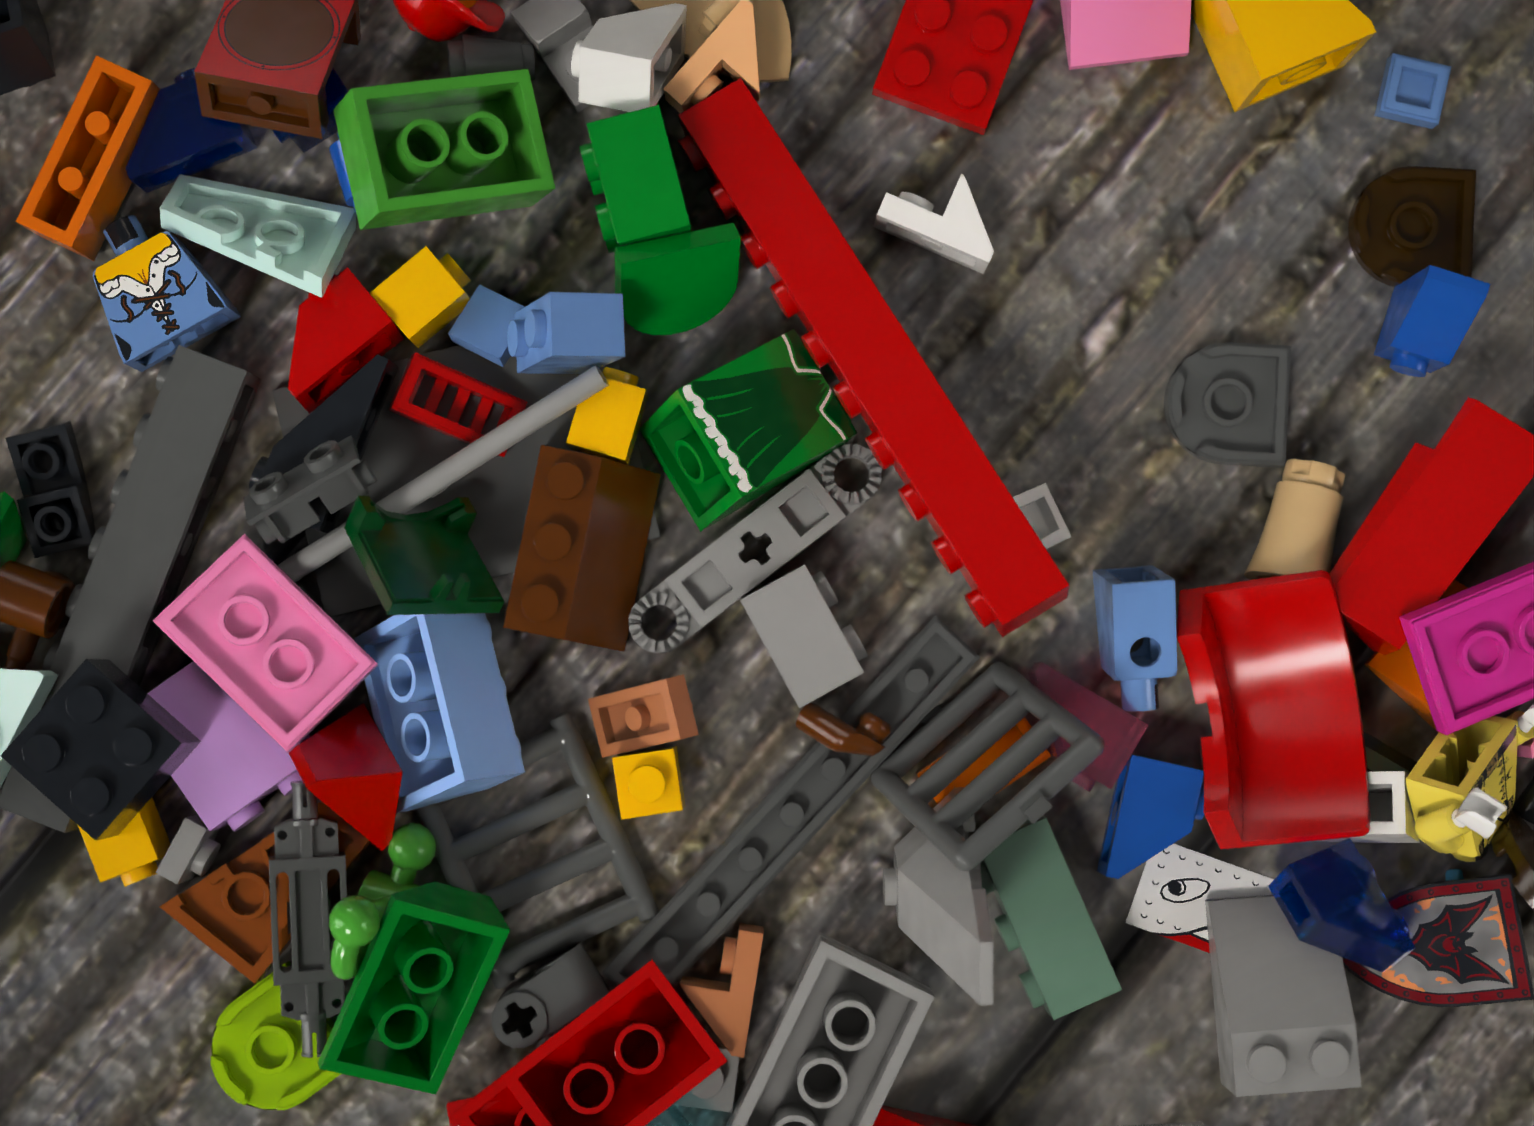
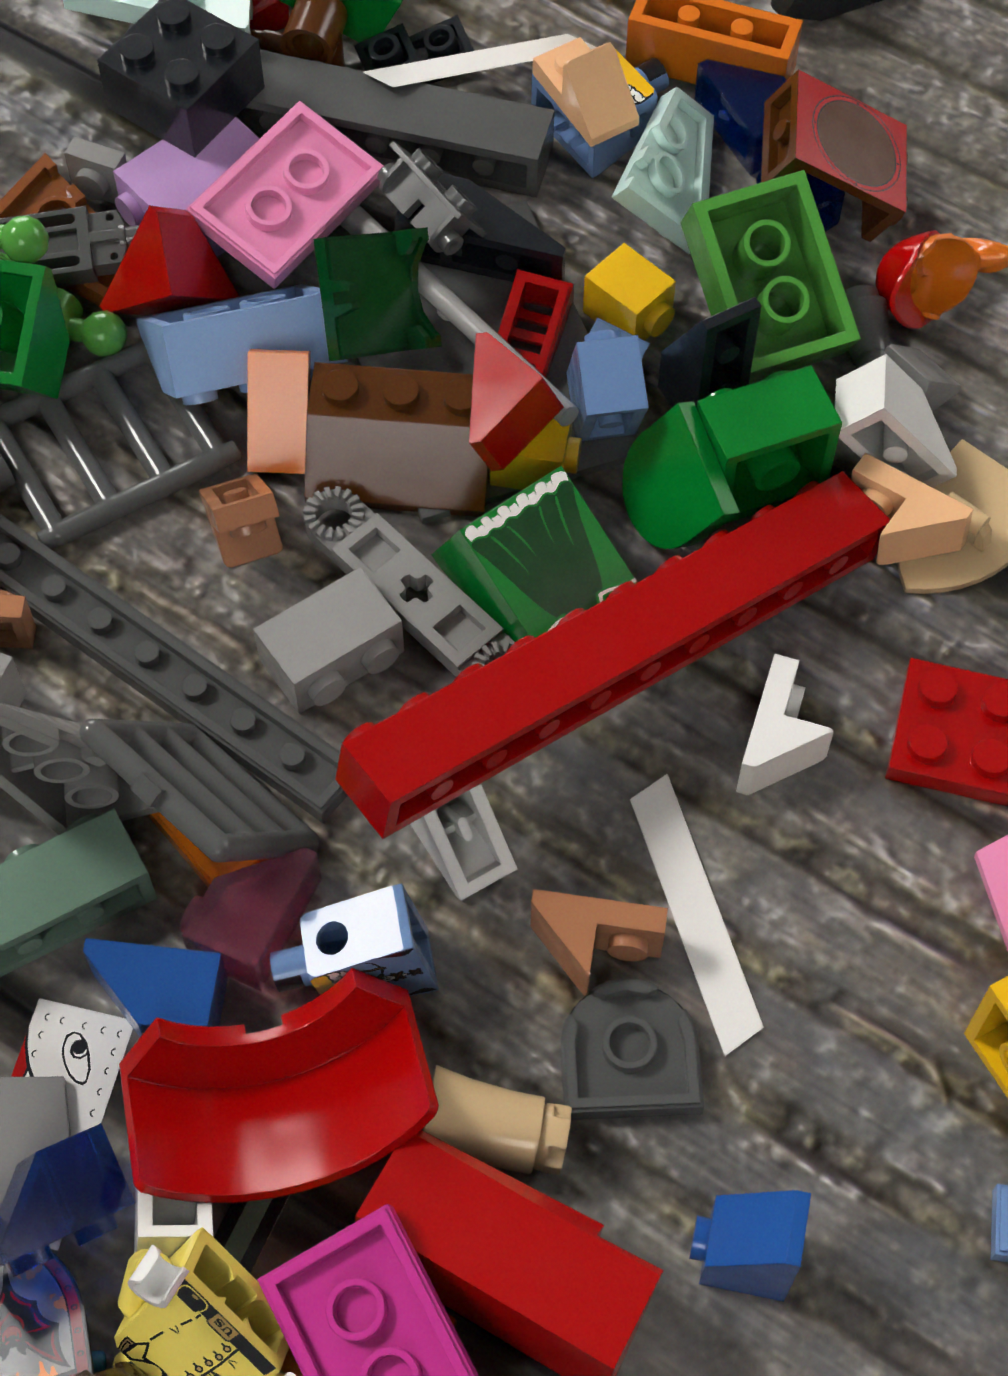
camera: 85 degrees right, 25 degrees down
(82, 419) = (468, 62): none -> white sticker
(133, 851) = (98, 124): yellow brick -> none
(163, 305) = (588, 89): none -> light nougat slope
(337, 339) = (580, 220): red slope -> none
(535, 228) = (711, 355): none -> black slope
(538, 669) = (277, 410): none -> orange tile
(589, 434) = (507, 403): none -> slope
(648, 782) = (173, 517): yellow brick -> none
(840, 736) = (226, 676): reddish brown arm -> none
(1098, 328) = (696, 915): none -> white sticker
(1120, 431) = (578, 924): none -> nougat slope
(1413, 222) = (870, 1247): dark brown tile -> none

